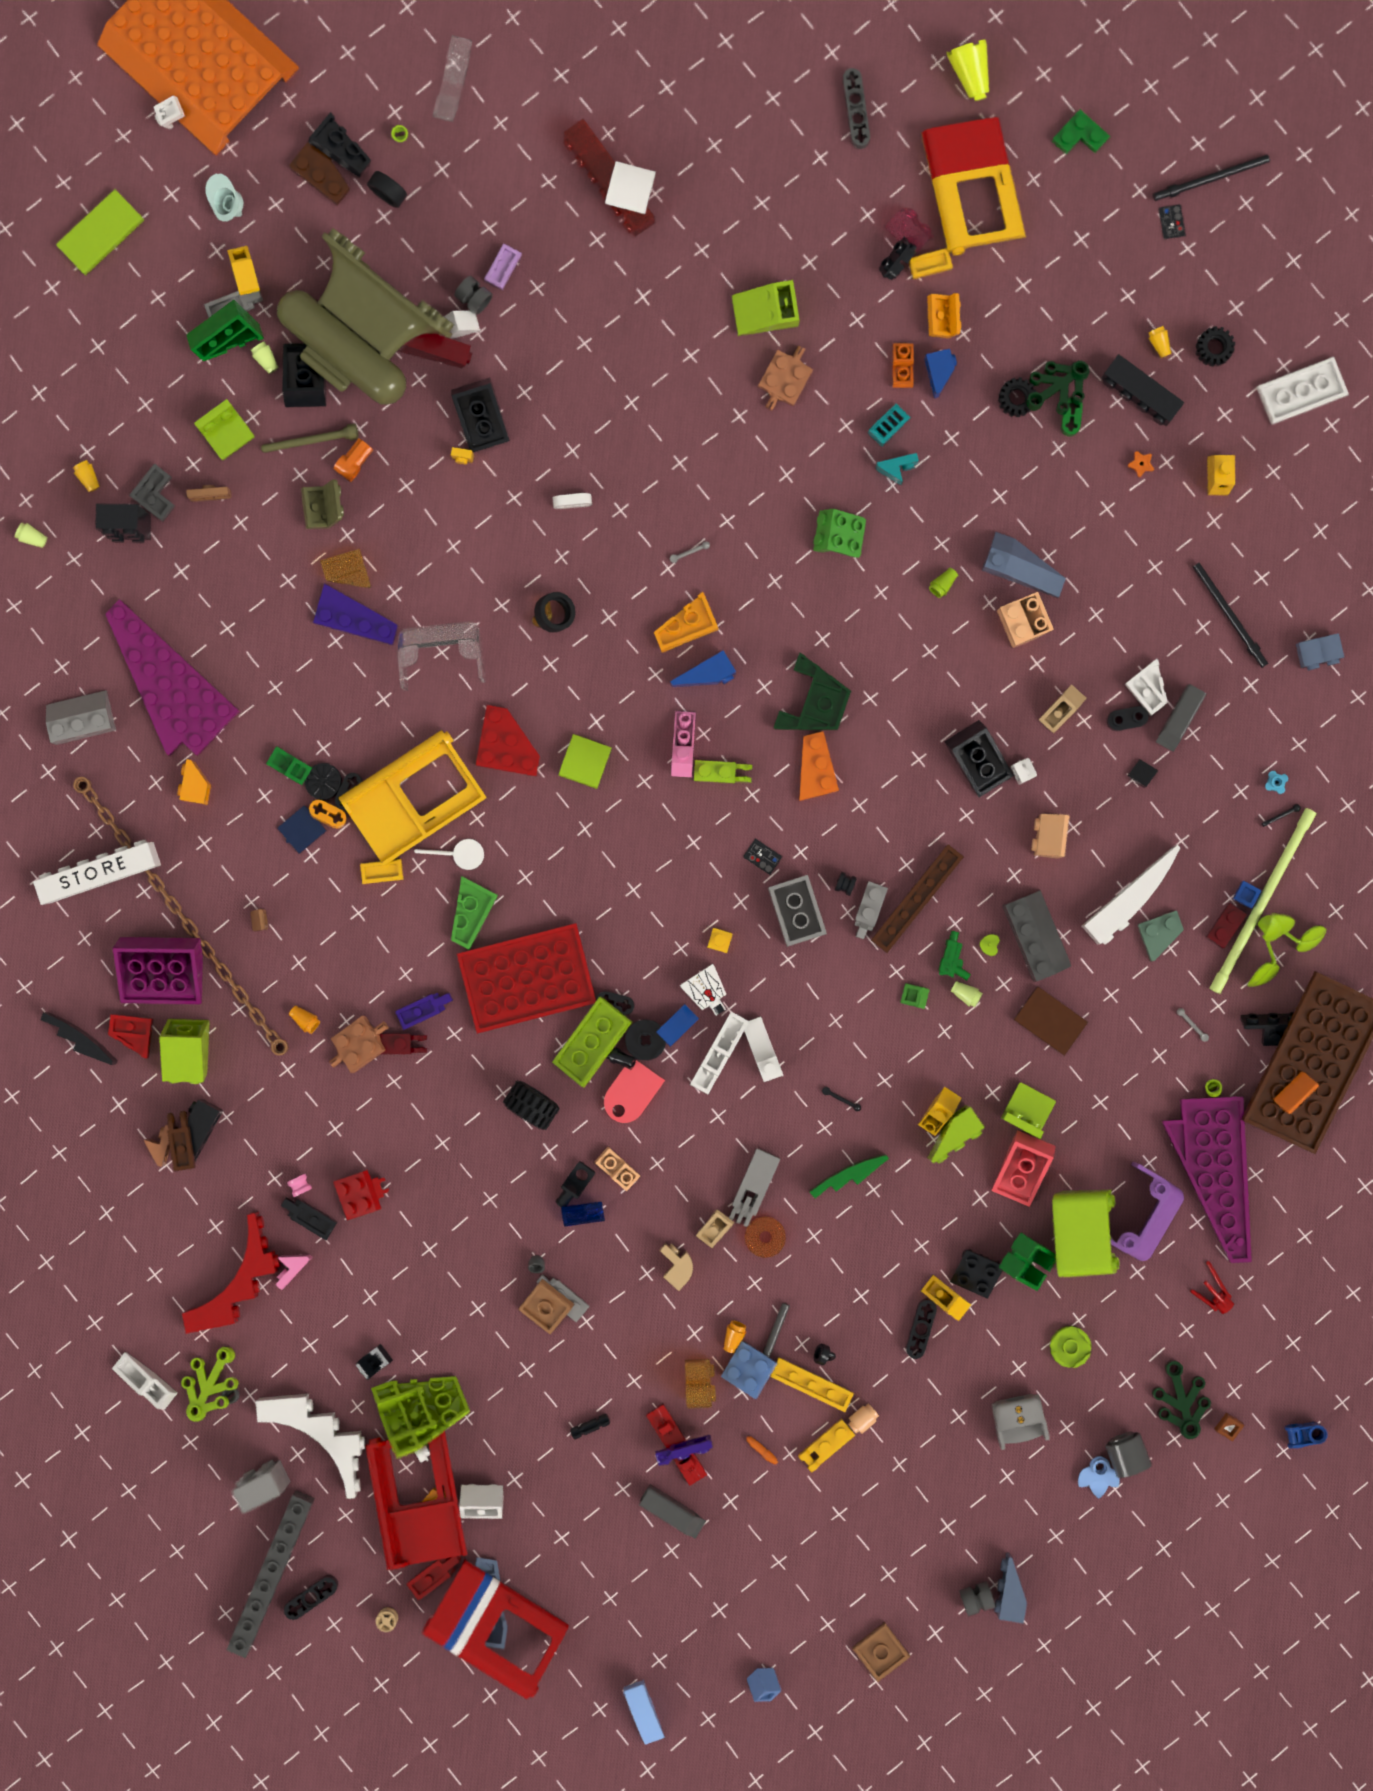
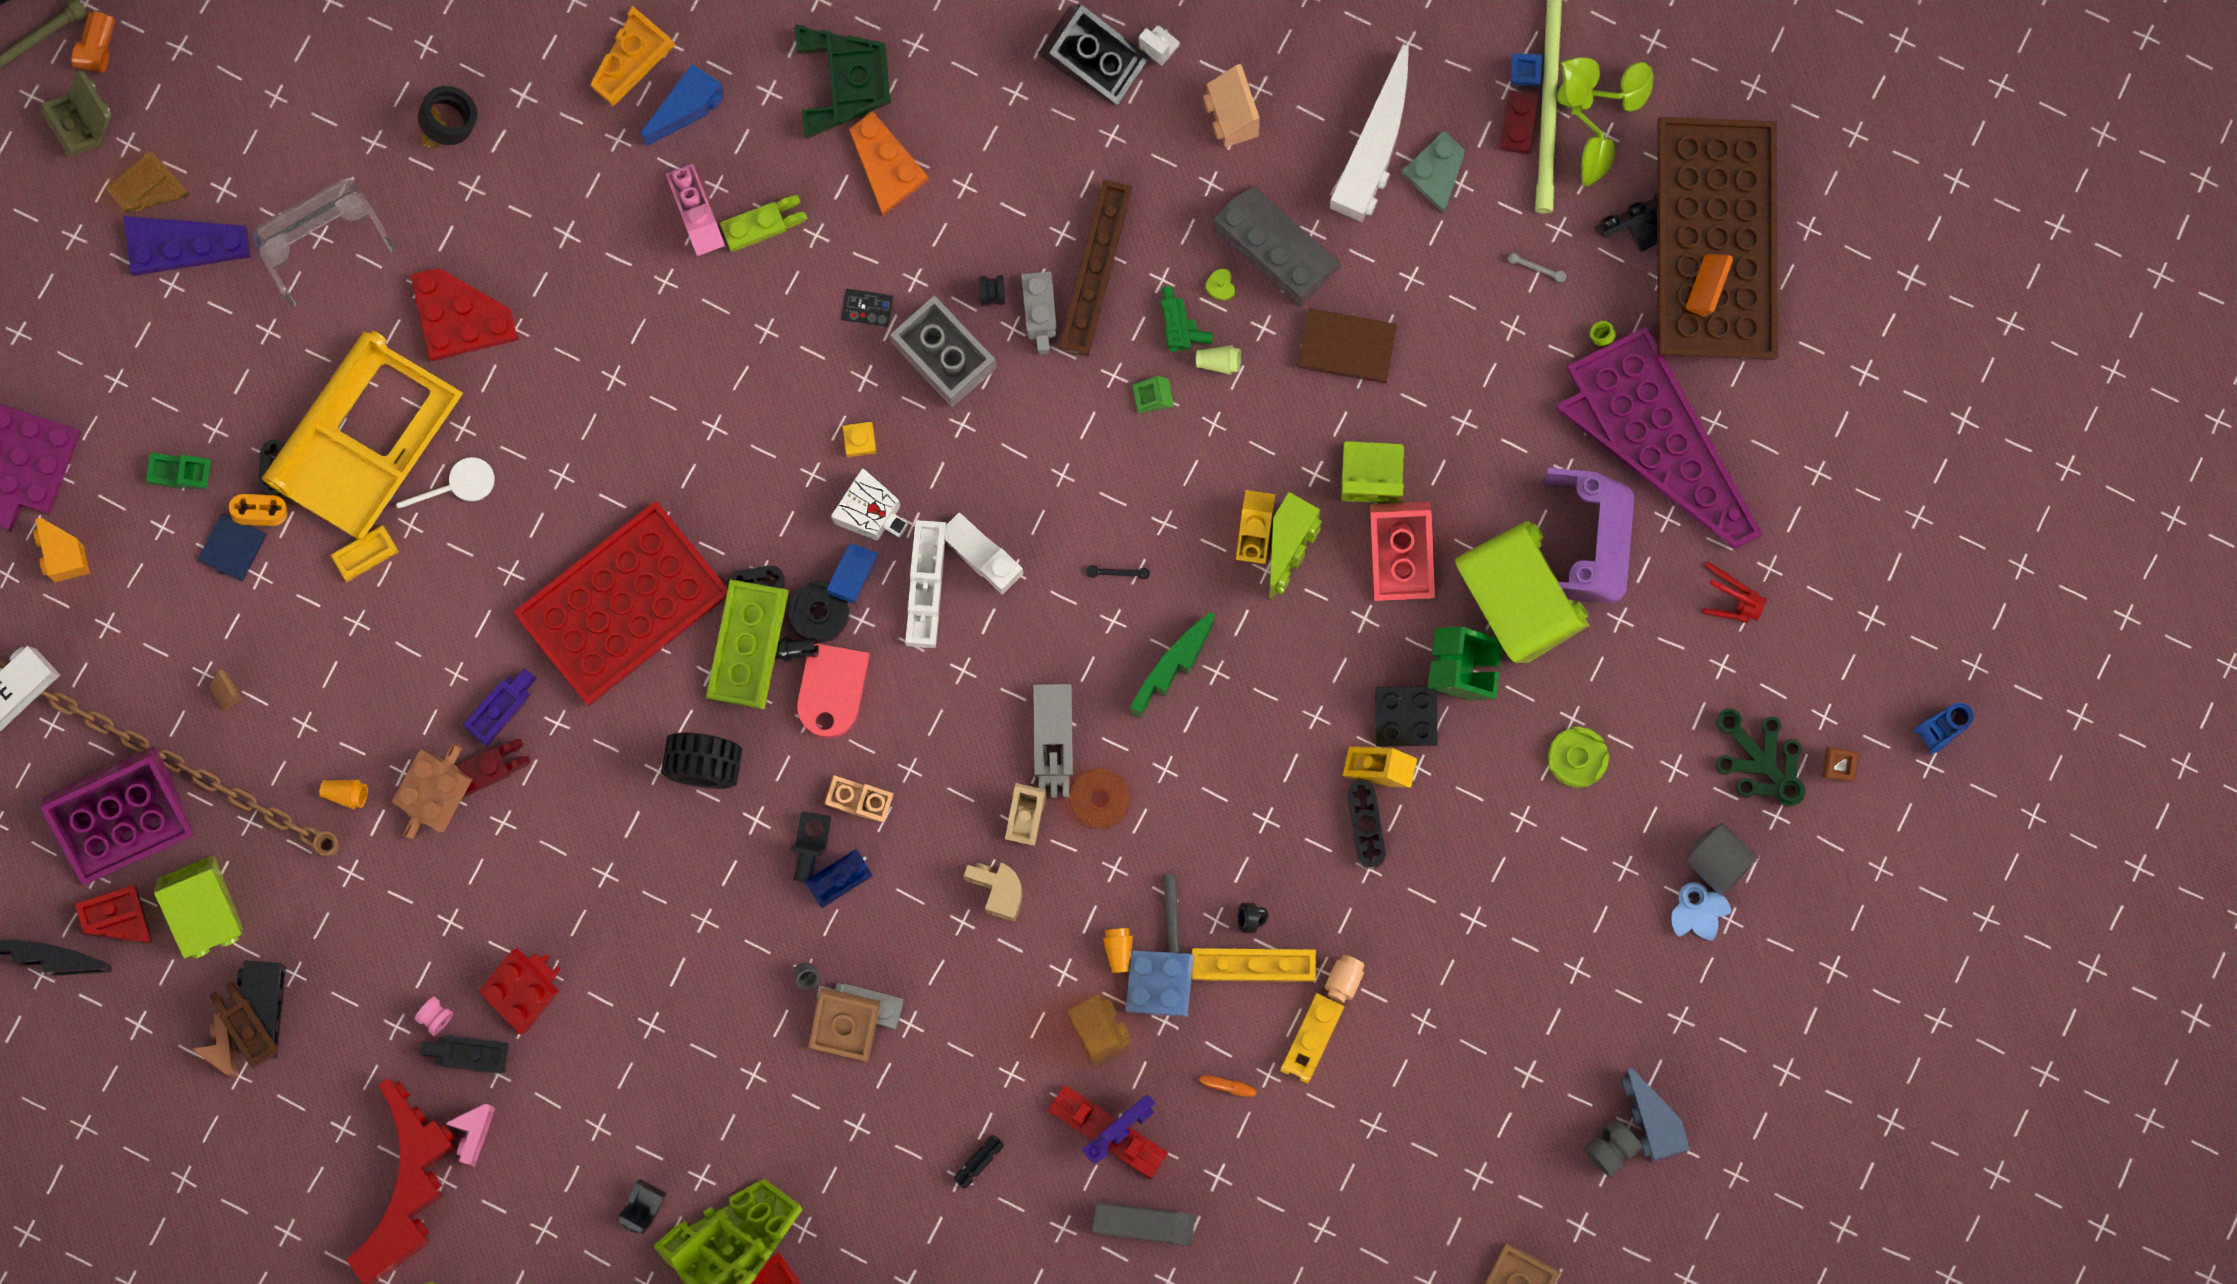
camera: 20 degrees left, 10 degrees down
(323, 781) = (233, 471): black wheel -> none
(471, 912) = (509, 550): bright green wing -> none
(585, 761) = (574, 289): lime slope -> none
(1019, 1419) = (1556, 883): light grey piece -> none

